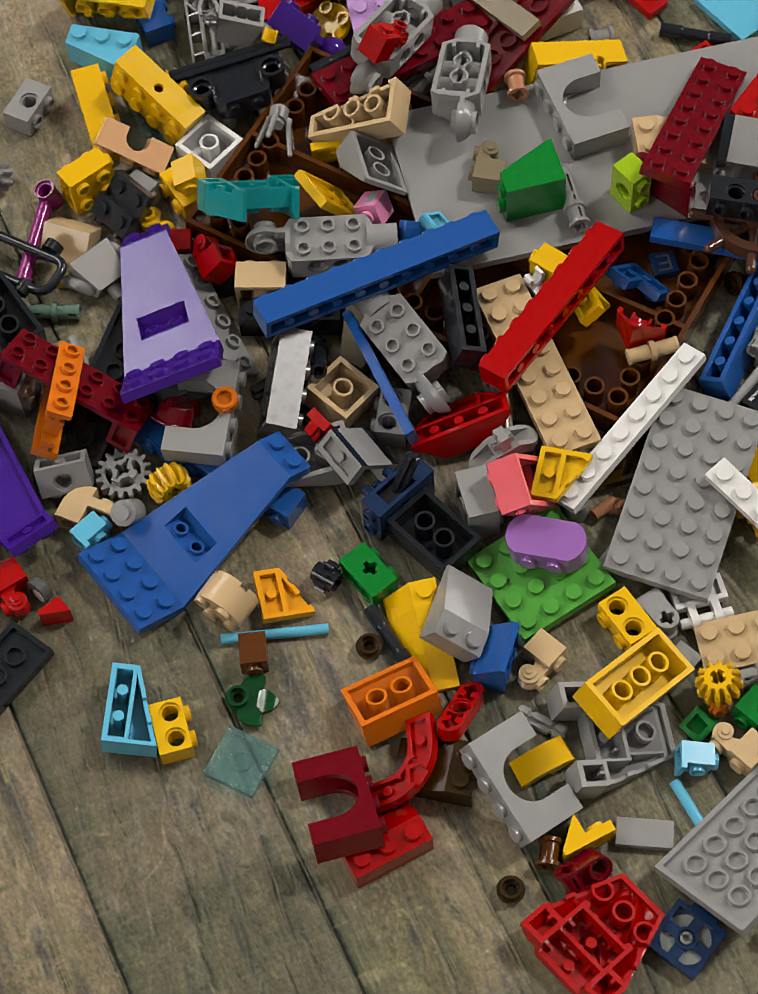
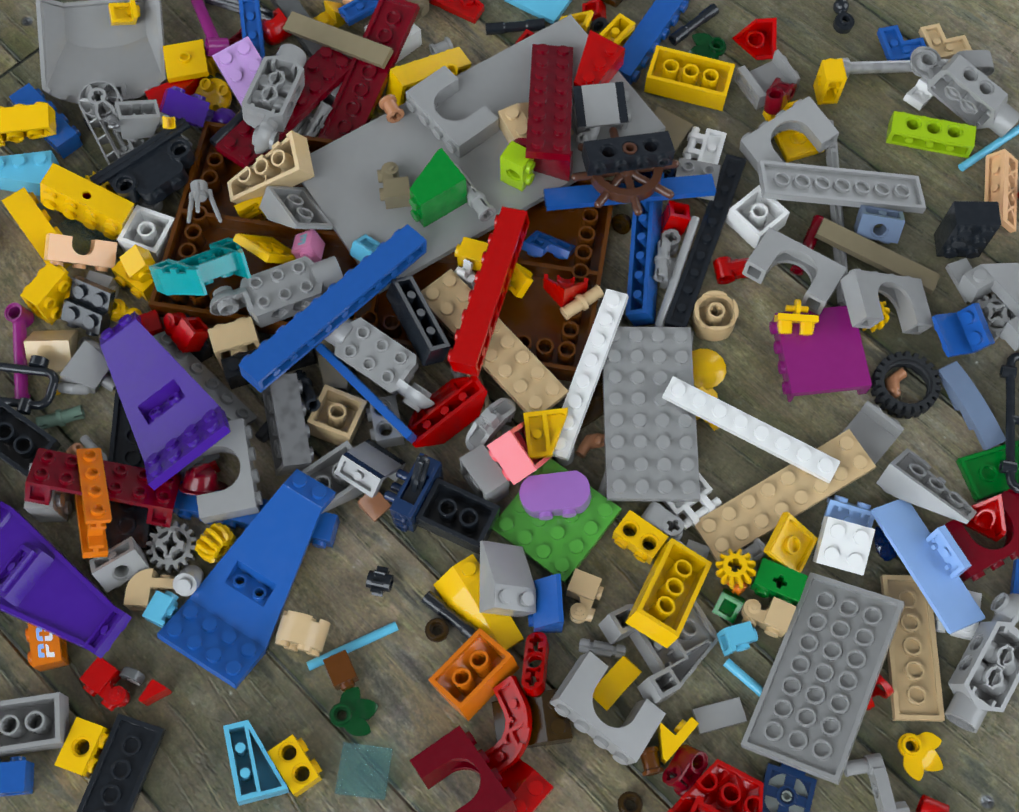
camera: 25 degrees left, 5 degrees up
(225, 399) = (241, 456): orange tile -> none
(278, 597) = (345, 612): light orange wing -> none
(318, 425) = (329, 454): red tile -> none
(348, 498) = (375, 506): none -> nougat slope
(368, 560) = (421, 578): green brick -> none
(382, 39) = (269, 101): red brick -> none
(408, 229) = (346, 260): blue cone -> none
(462, 80) = (346, 116): light grey brick -> none
(663, 264) = (560, 225): dark blue tile -> none

